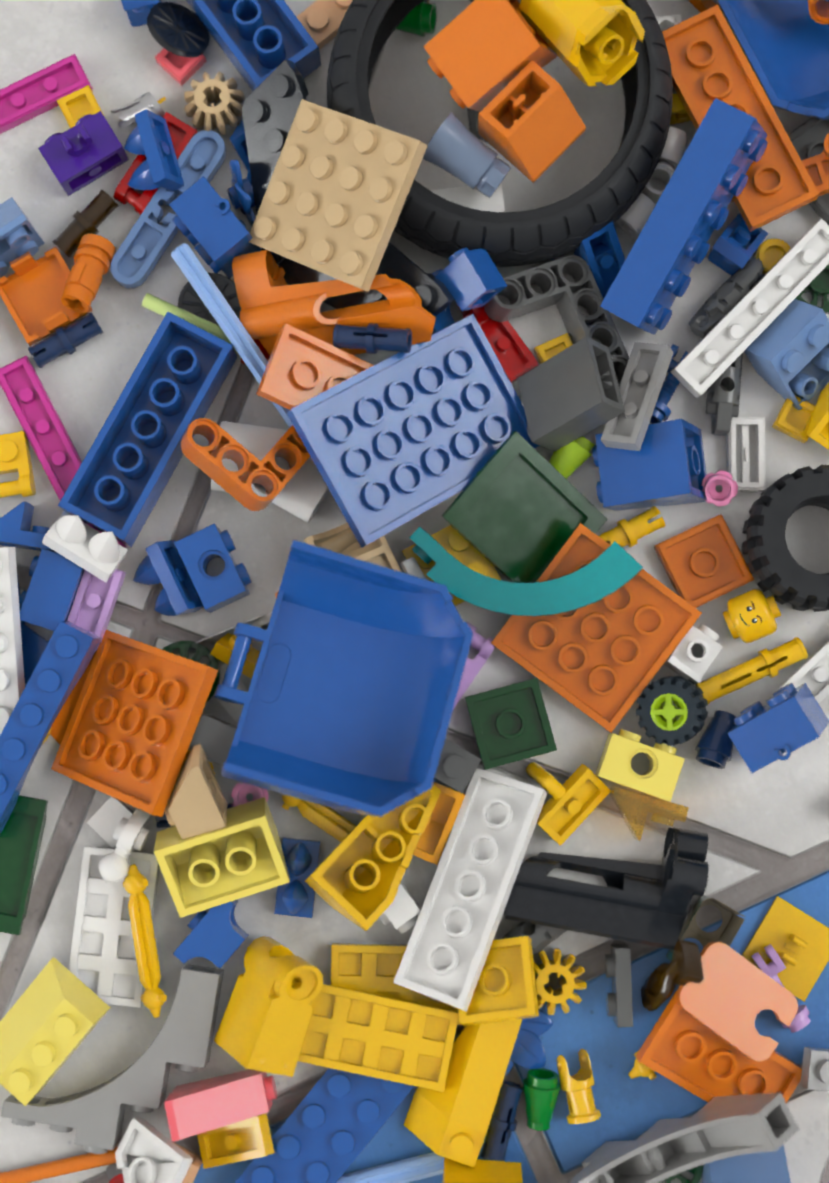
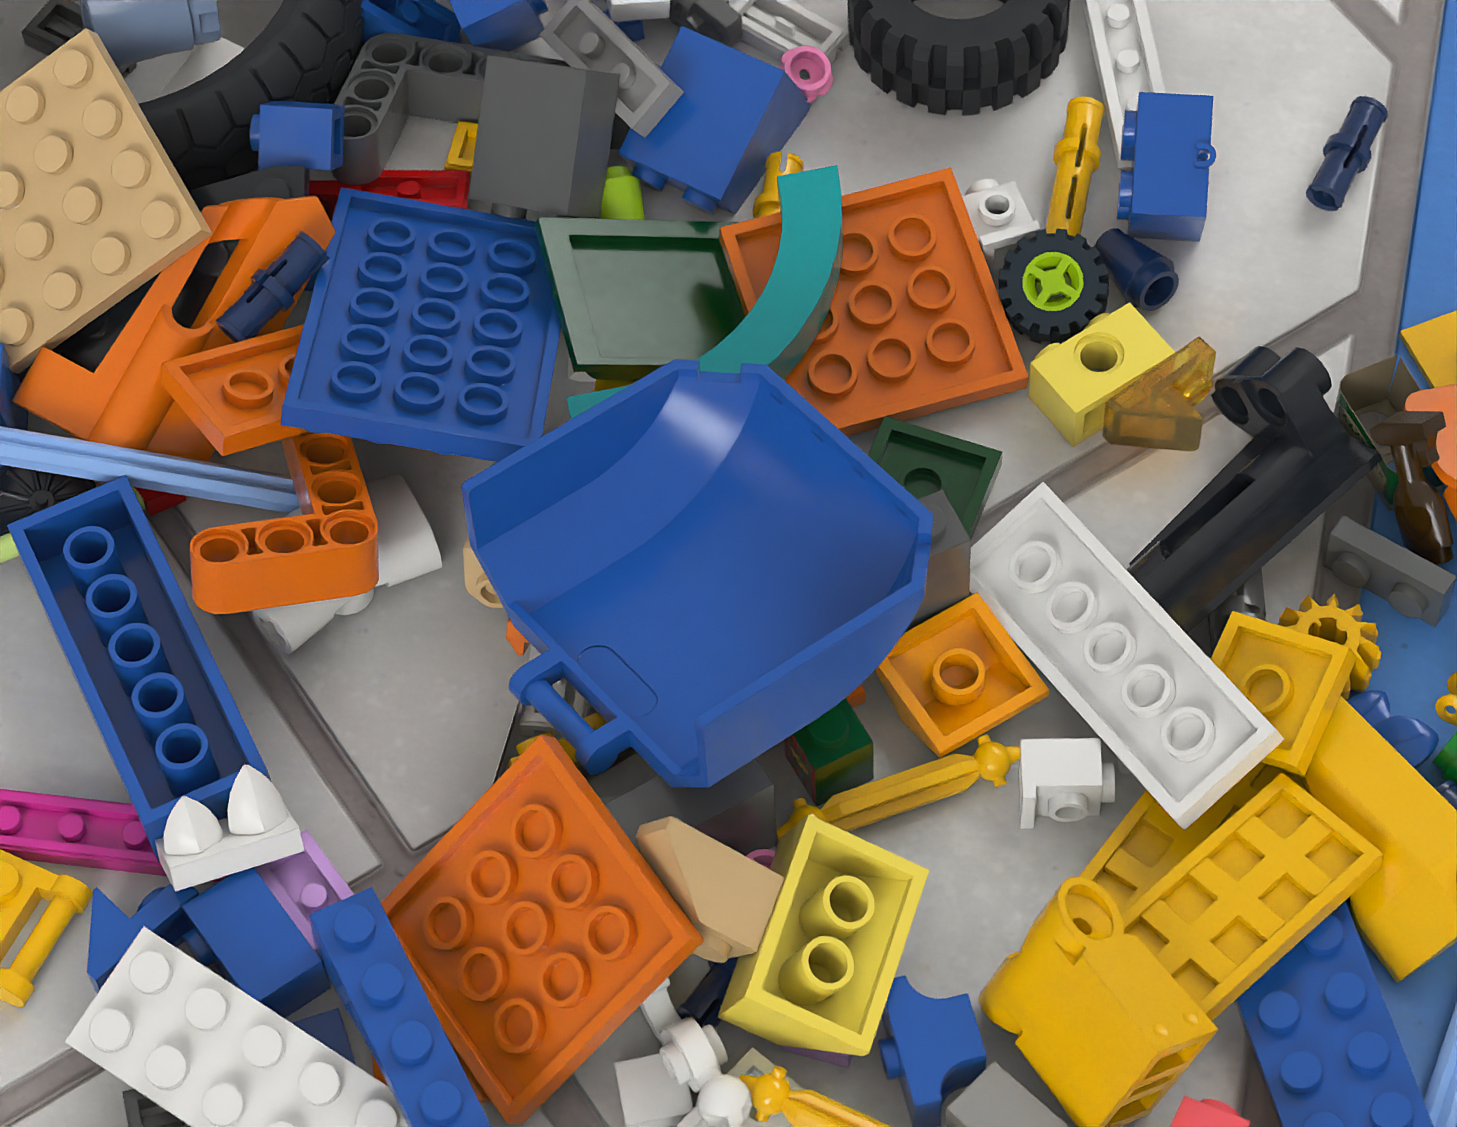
camera: 55 degrees left, 25 degrees down
(166, 567) = (341, 783): blue tile -> none
(198, 551) = (425, 742): blue brick -> none
(301, 860) = (951, 906): blue tile -> none
(371, 861) = (976, 749): yellow wedge -> none
(569, 802) = (1086, 476): yellow plate -> none
(704, 562) = (887, 141): orange tile -> none
(751, 616) = (1000, 134): yellow head -> none

